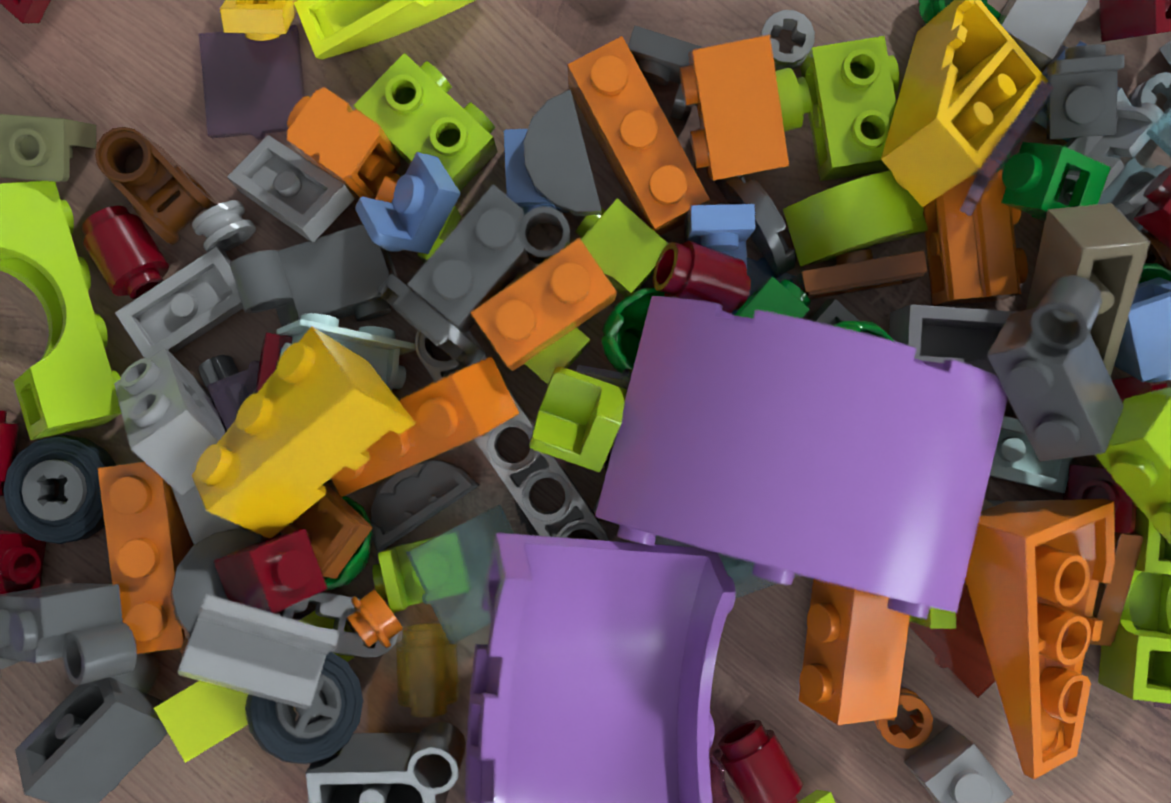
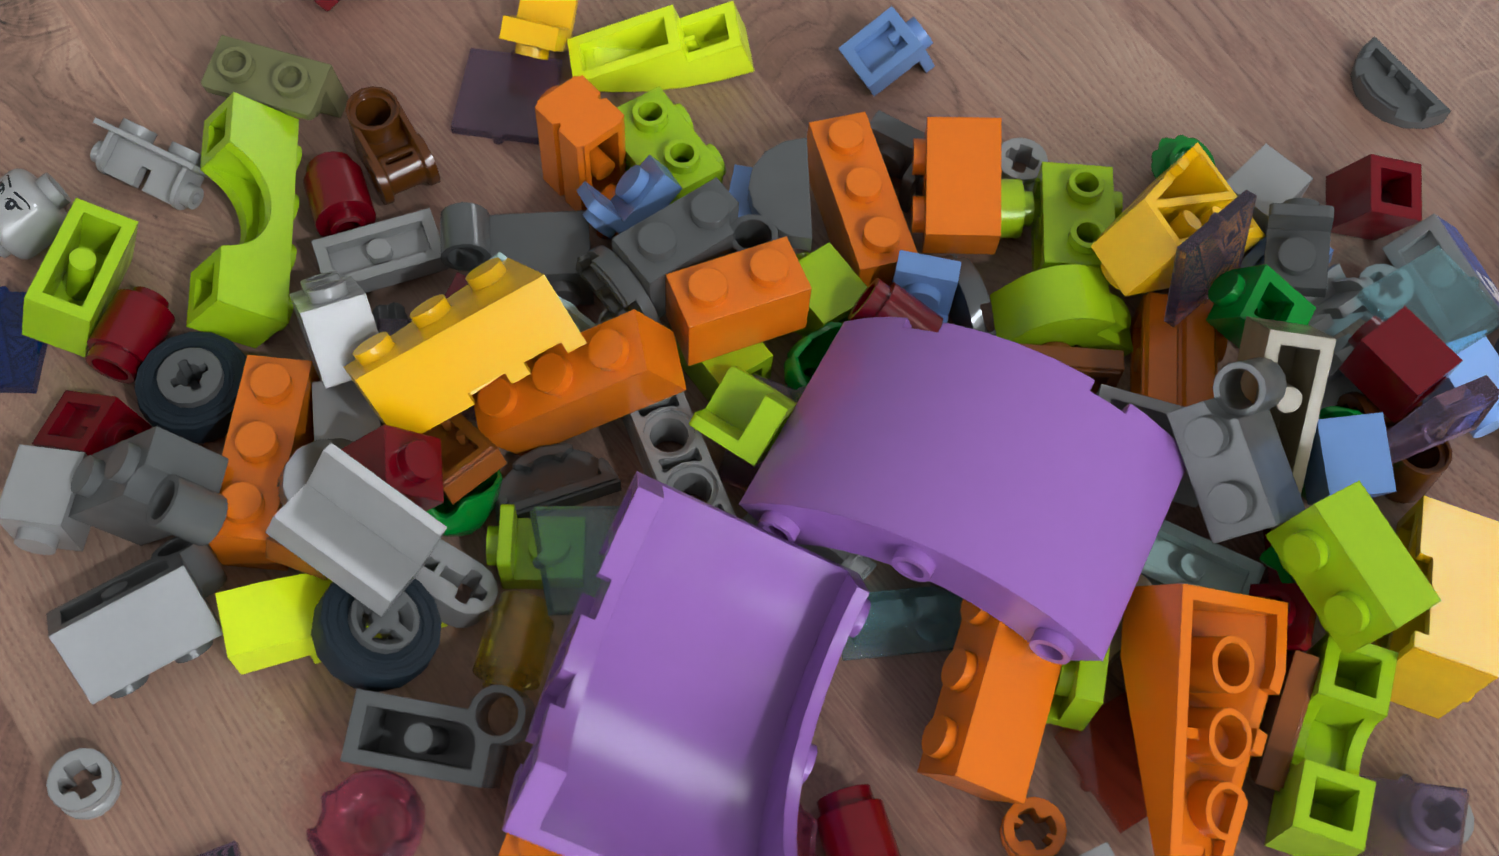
camera: 10 degrees right, 25 degrees down
(224, 226) = (438, 190): light grey bush -> none
(291, 188) = (518, 174): light grey plate -> none
(374, 620) = (476, 566): orange plate -> none

